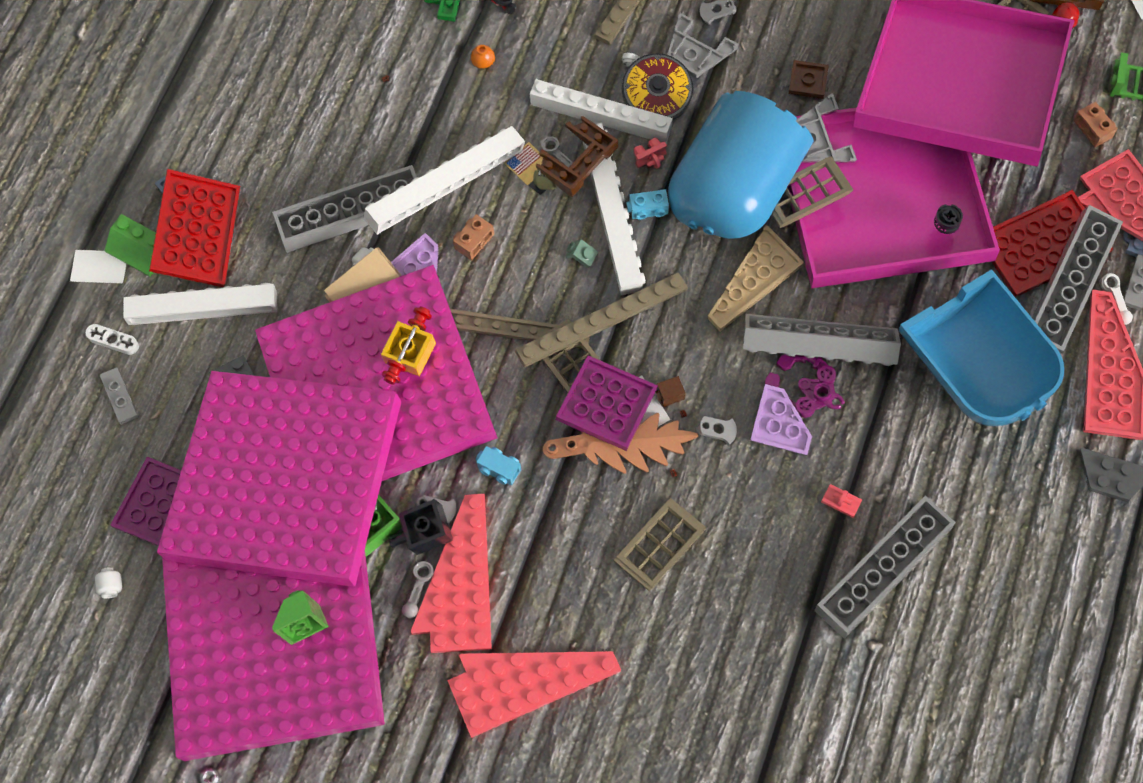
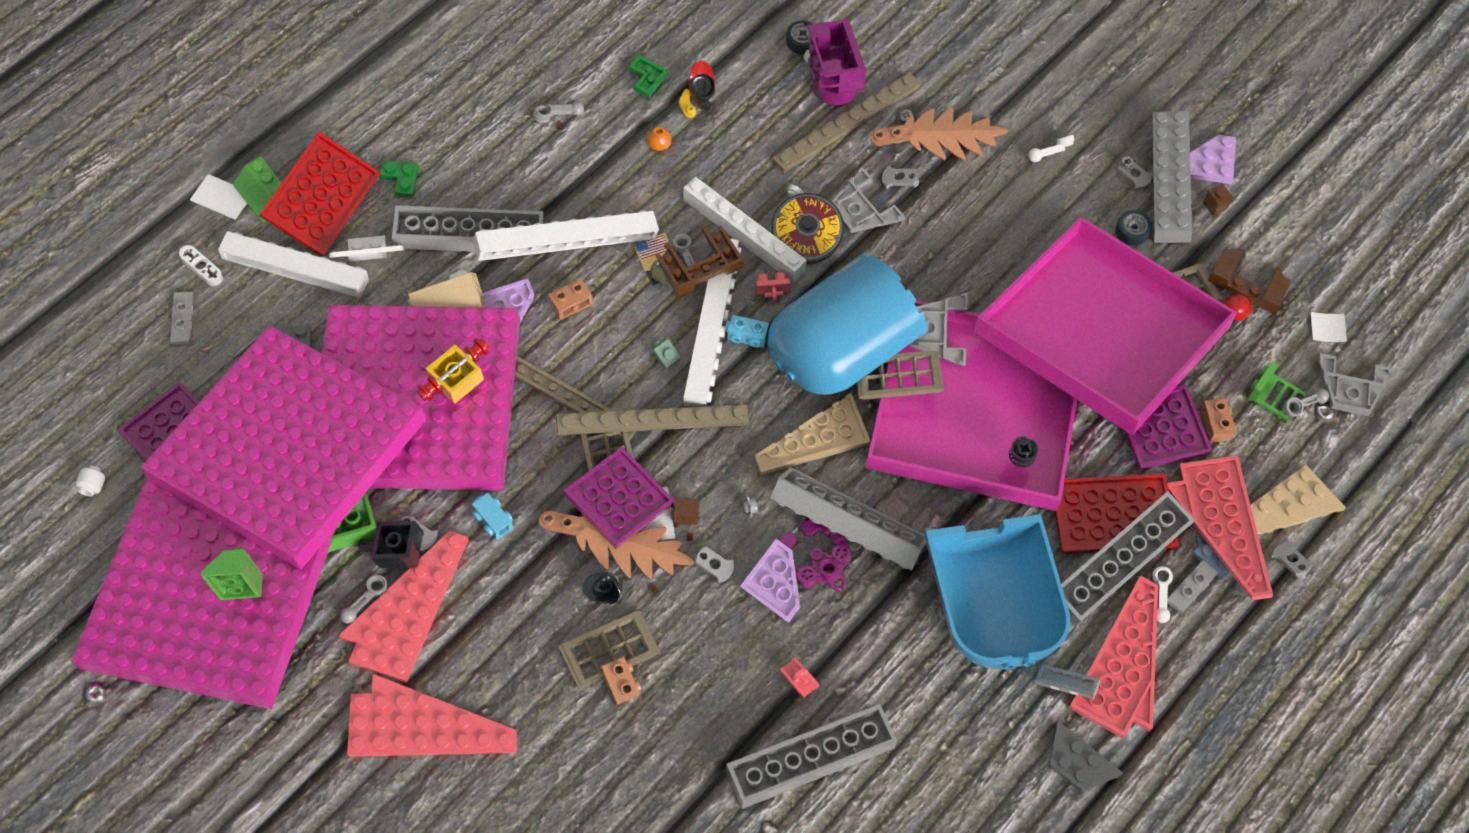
camera: 15 degrees right, 5 degrees down
(260, 178) = (403, 173): none -> green plate
(262, 262) = (366, 249): none -> white plate
(392, 56) = (576, 109): none -> light grey piece
(491, 15) = (685, 105): none -> yellow arm
(631, 490) = (603, 587): none -> black piece
(686, 569) = (620, 680): none -> nougat brick
(725, 363) = (750, 506): none -> light grey plate
(808, 79) = (956, 273): reddish brown plate -> none
(1064, 153) = (1170, 433): none -> magenta plate
(1074, 409) = (1067, 681): none -> light grey plate

